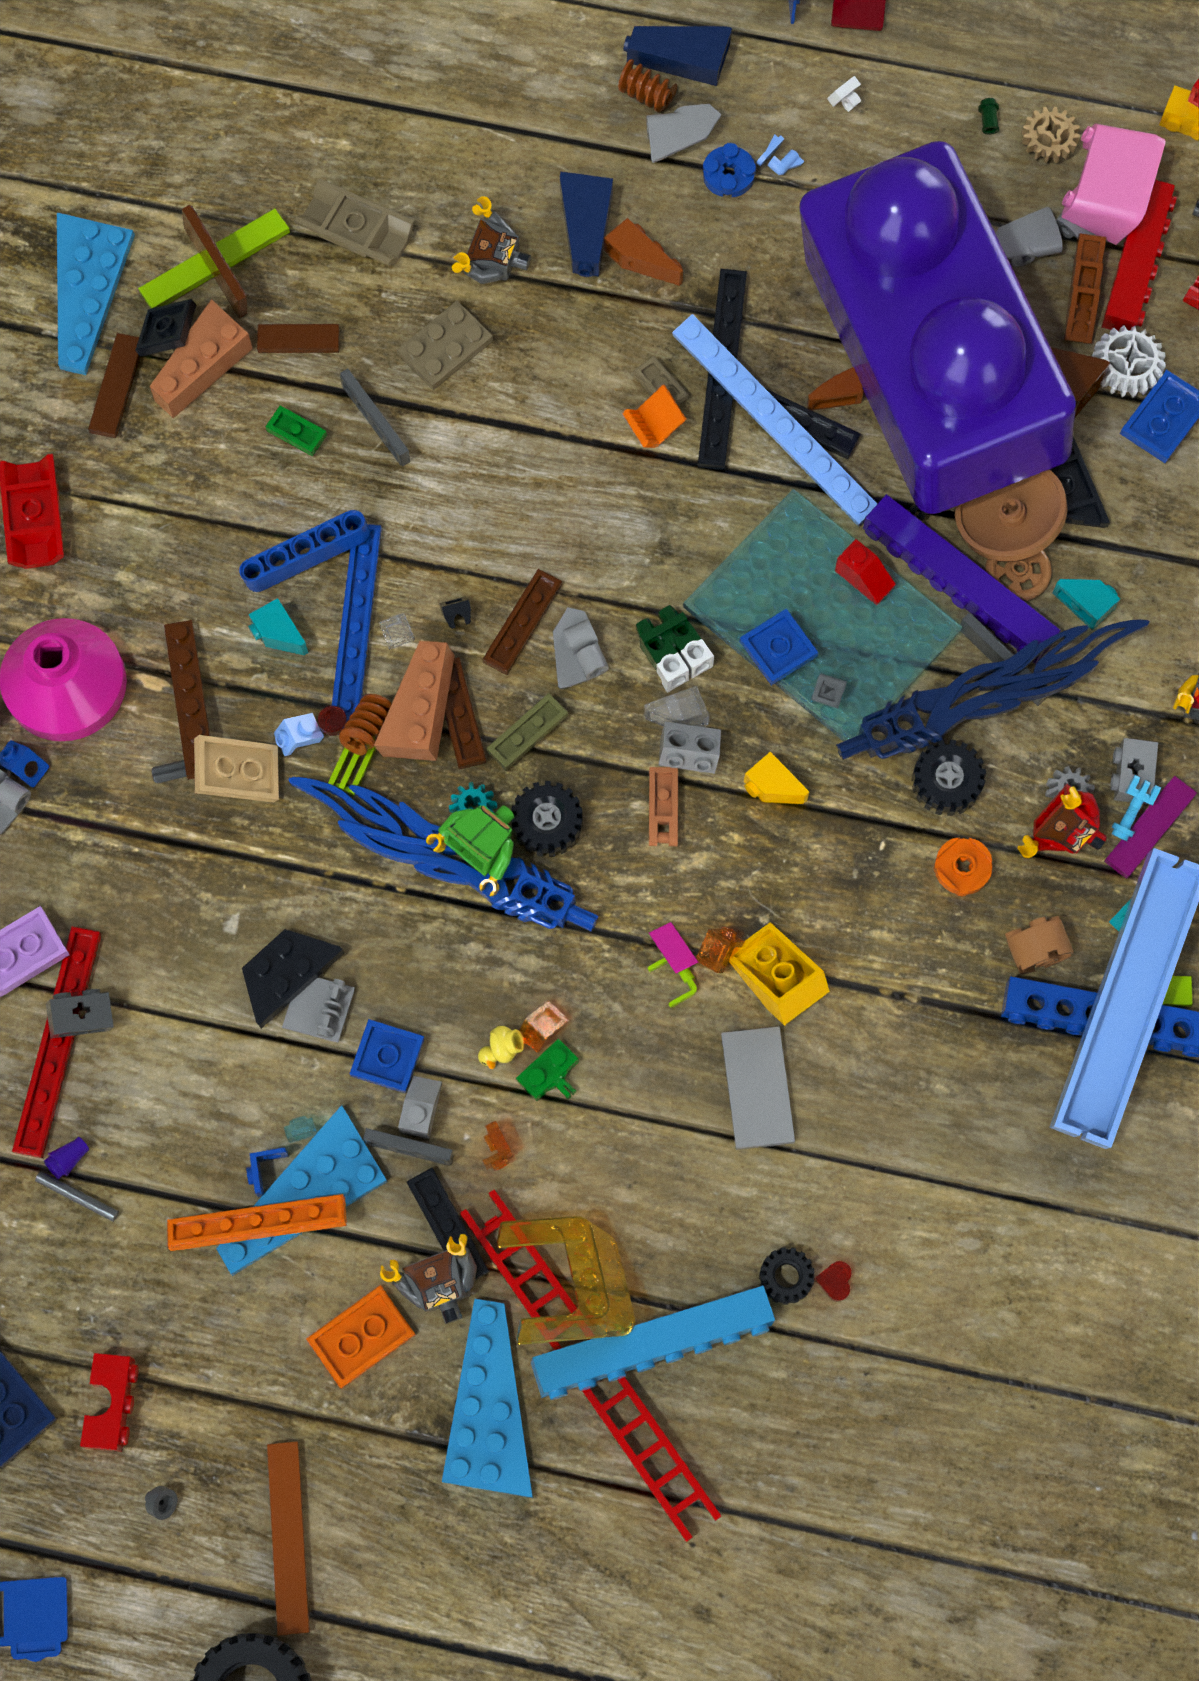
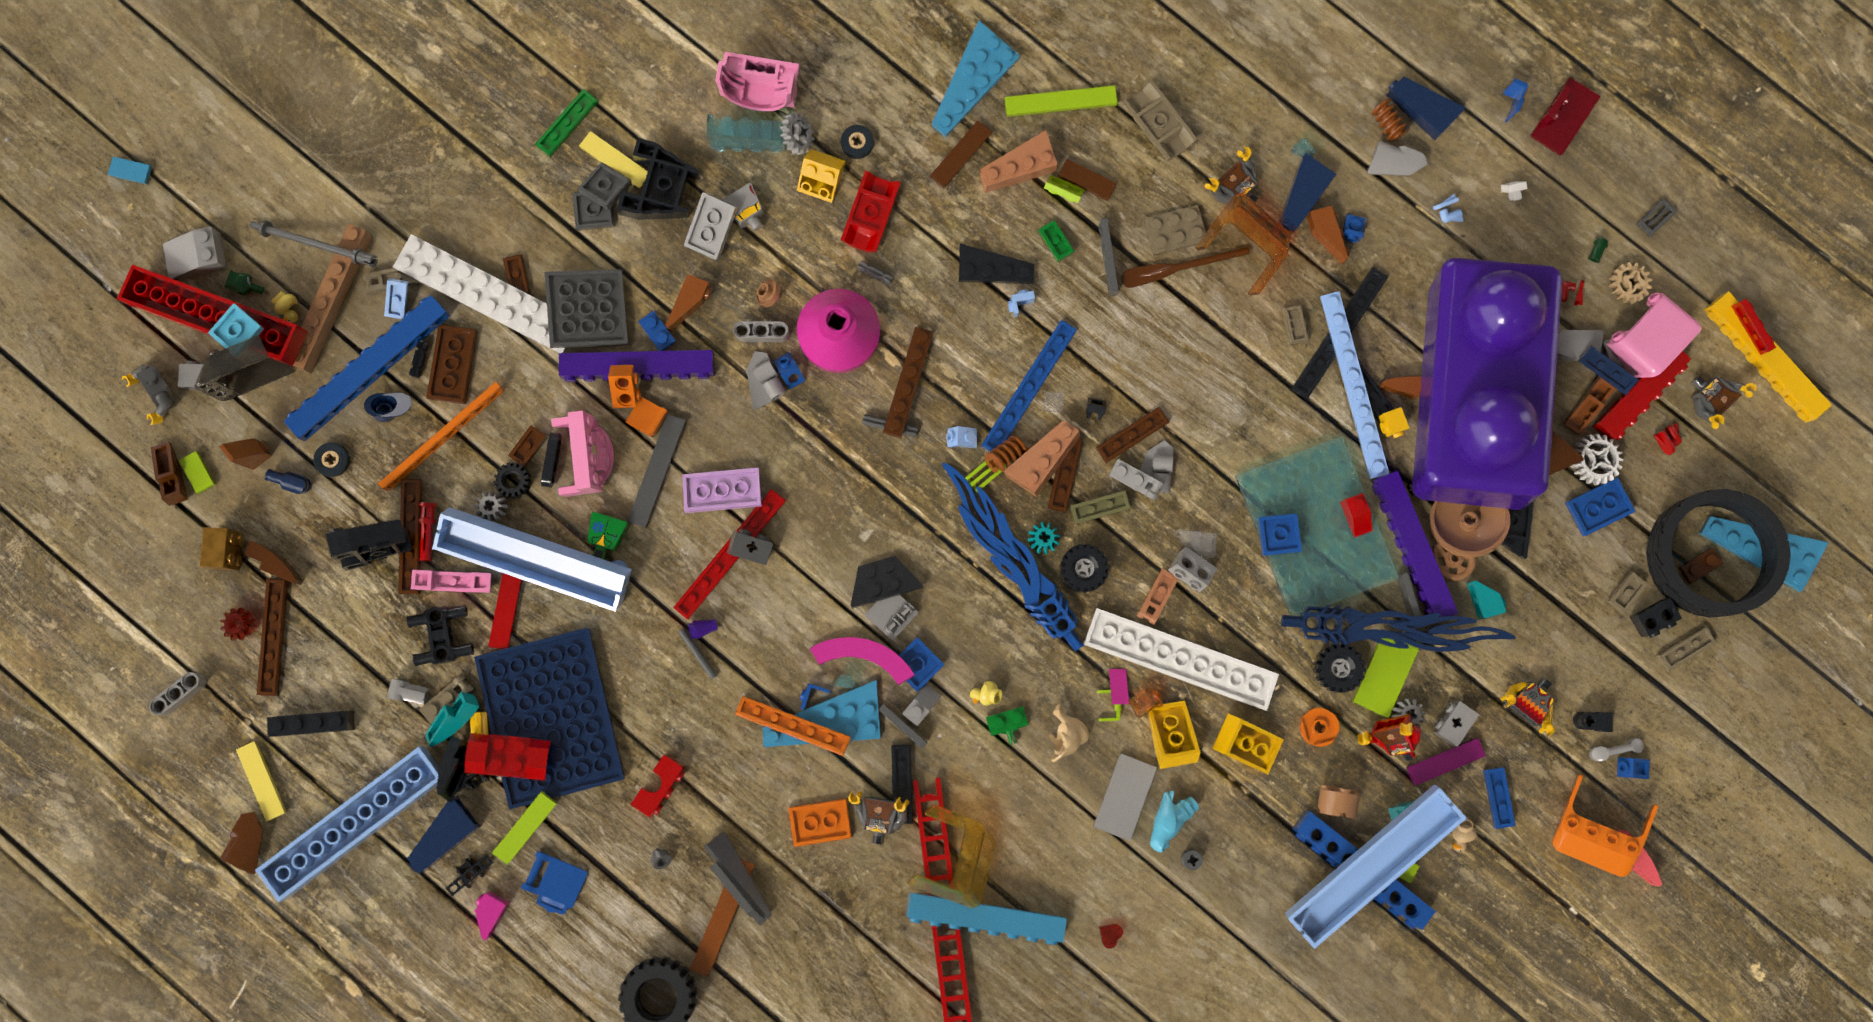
camera: 20 degrees right, 10 degrees up
(76, 583) = (875, 272): none -> dark grey axle
(166, 327) = (1009, 133): black tile -> none
(214, 261) = (1060, 105): reddish brown tile -> none
(230, 503) = (988, 267): none -> black wing
(236, 768) = (914, 443): tan plate -> none
(273, 361) = (1063, 188): none -> lime plate
(276, 629) = (981, 364): teal slope -> none
(280, 1471) = (736, 879): none -> dark grey wedge
(286, 522) = (1023, 297): none -> light blue bracket
(291, 548) = (1031, 318): blue beam -> none
(305, 1072) = (866, 650): none -> dark pink tile
(332, 720) = (986, 440): clear red tile -> none
(442, 411) = (1150, 273): none -> reddish brown piece
(479, 839) = (1037, 564): bright green torso -> none
(487, 1429) = (866, 912): dark azure wing -> none
(496, 1141) = (955, 749): clear orange bracket -> none
(542, 1026) = (1017, 694): clear orange bracket -> none
(550, 287) = (1259, 228): none -> clear orange windscreen
(551, 170) = (1303, 147): none -> clear light blue slope
(555, 671) = (1136, 479): none -> light grey plate
(641, 1042) = (1070, 734): none -> tan piece
(655, 418) = (1280, 346): orange piece -> none
(671, 234) = (1353, 228): none -> blue bracket
(674, 648) = (1215, 500): hips -> none
(729, 157) = (1406, 211): blue plate -> none
(736, 871) = (1181, 659): none -> white plate
(774, 782) = (1232, 616): yellow slope -> none
(800, 1263) = (1083, 930): black tyre -> none
(829, 690) = (1295, 577): dark grey tile -> none
(833, 1083) = (1170, 820): none -> medium azure animal
(849, 439) = (1393, 423): none -> yellow brick
(882, 934) = (1248, 743): none -> yellow slope
(885, 1127) = (1188, 858): none -> dark grey wheel
(978, 175) = (1570, 286): none -> red piece
(1013, 761) = (1384, 678): none -> lime tile
(1034, 63) = (1645, 227): none -> dark grey tile
(1080, 245) = (1608, 370): none -> dark blue plate
(1139, 796) = (1427, 757): medium azure hinge -> none

